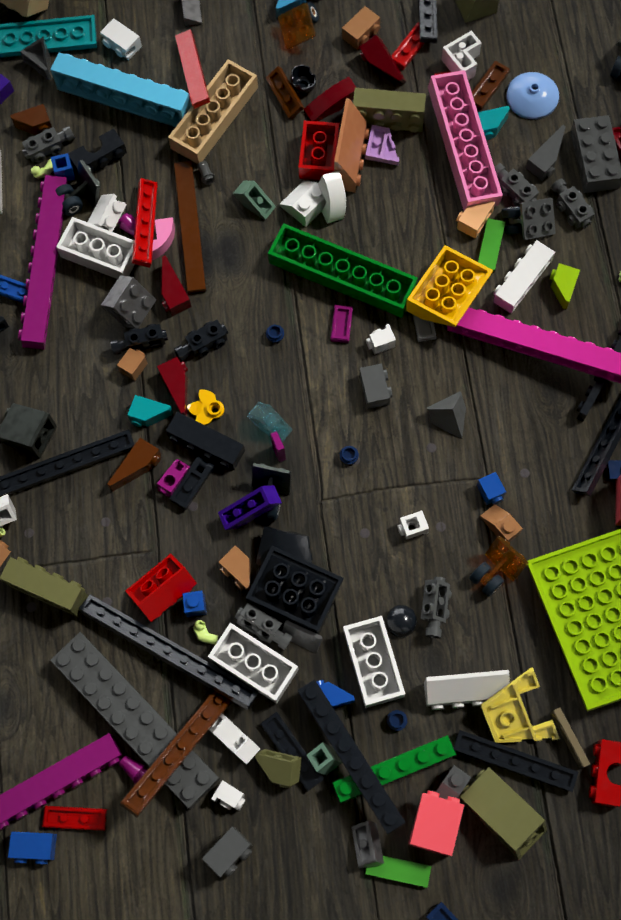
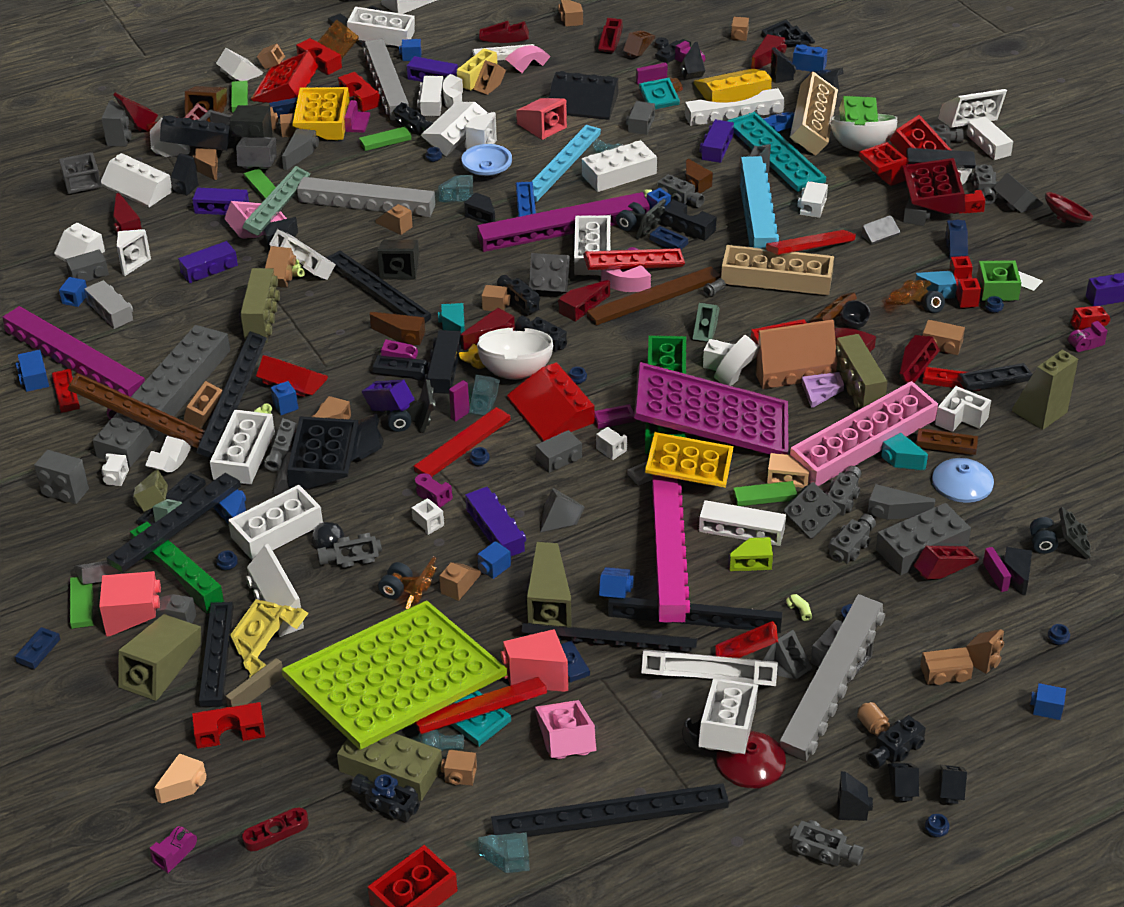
camera: 65 degrees right, 30 degrees down
(107, 212) = (629, 238): white brick -> none
(116, 181) = (668, 238): none -> dark blue plate
(174, 684) = (202, 405): none -> medium nougat brick
(236, 372) = (515, 353): none -> white piece
(306, 369) = (552, 403): none -> red slope
(322, 463) = (462, 442): none -> red tile
(373, 514) = (434, 491): none -> magenta leg
(391, 244) = (711, 410): none -> magenta plate
(444, 471) = (494, 520): none -> dark purple brick
(551, 455) = (548, 588): none -> olive slope
(566, 401) = (615, 582): none -> blue brick

